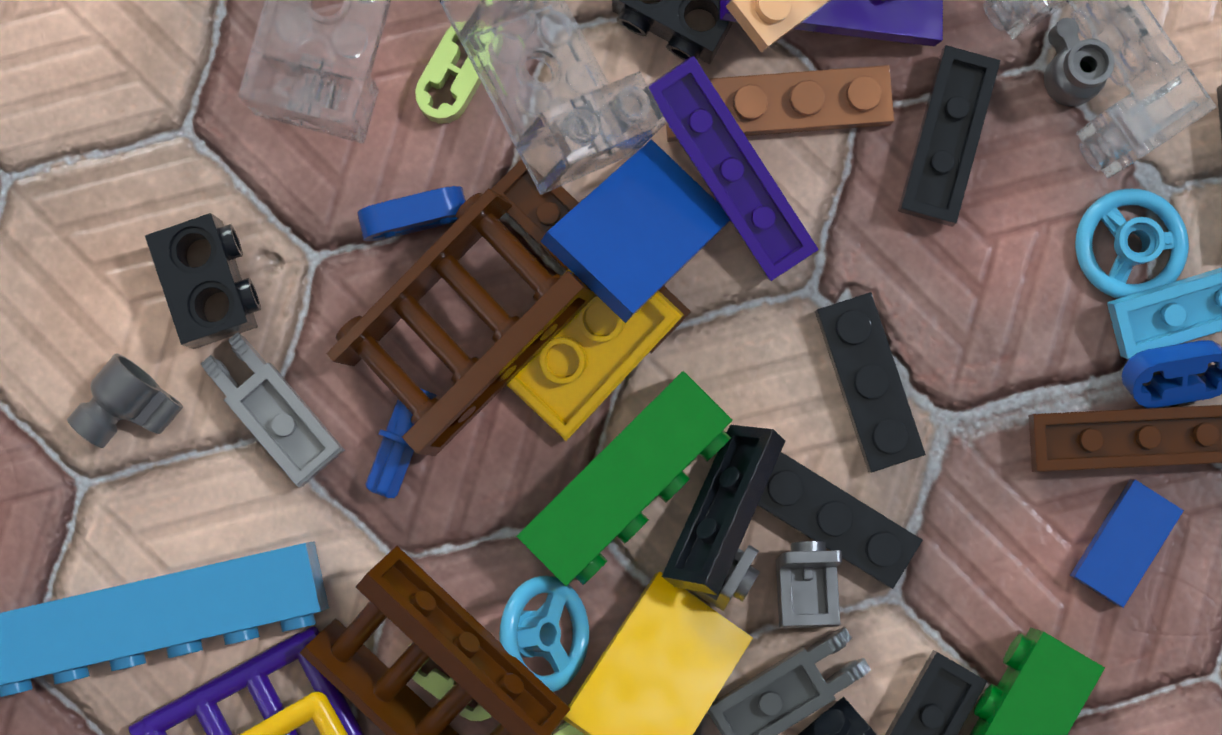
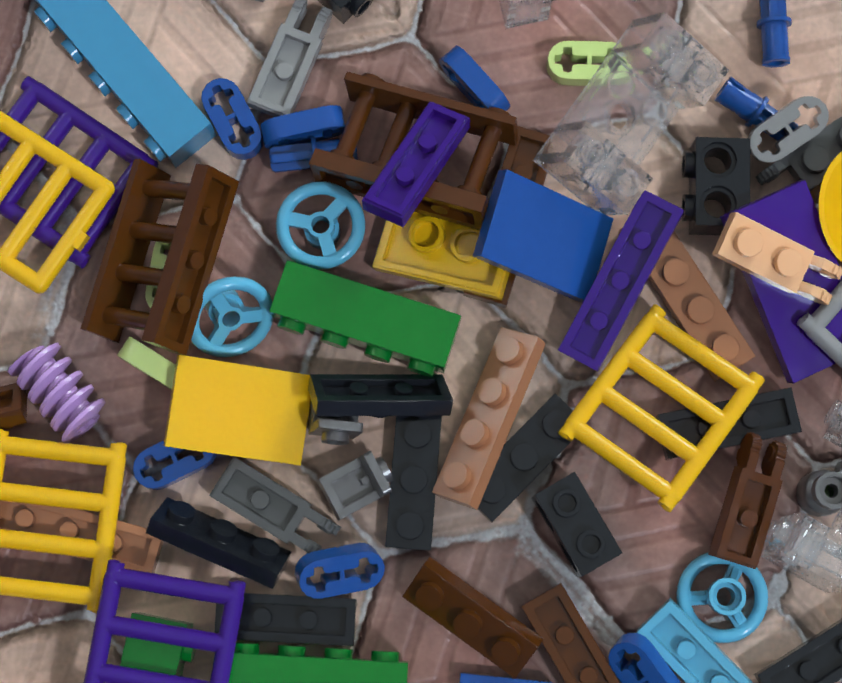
camera: 65 degrees right, 5 degrees down
(306, 527) = (224, 123): none -> blue beam
(361, 436) = (303, 125): none -> blue beam
(461, 510) = (324, 241): none -> medium azure piece
(486, 331) = (416, 164): none -> dark purple tile
(808, 398) = (489, 418): none -> nougat plate
(895, 654) = (339, 570): none -> blue beam
(972, 192) = (694, 456): none -> yellow bar
(979, 363) = (576, 525): none -> black brick
(1021, 531) = (472, 617): none -> reddish brown plate
(1050, 159) = (749, 502): none -> reddish brown hinge

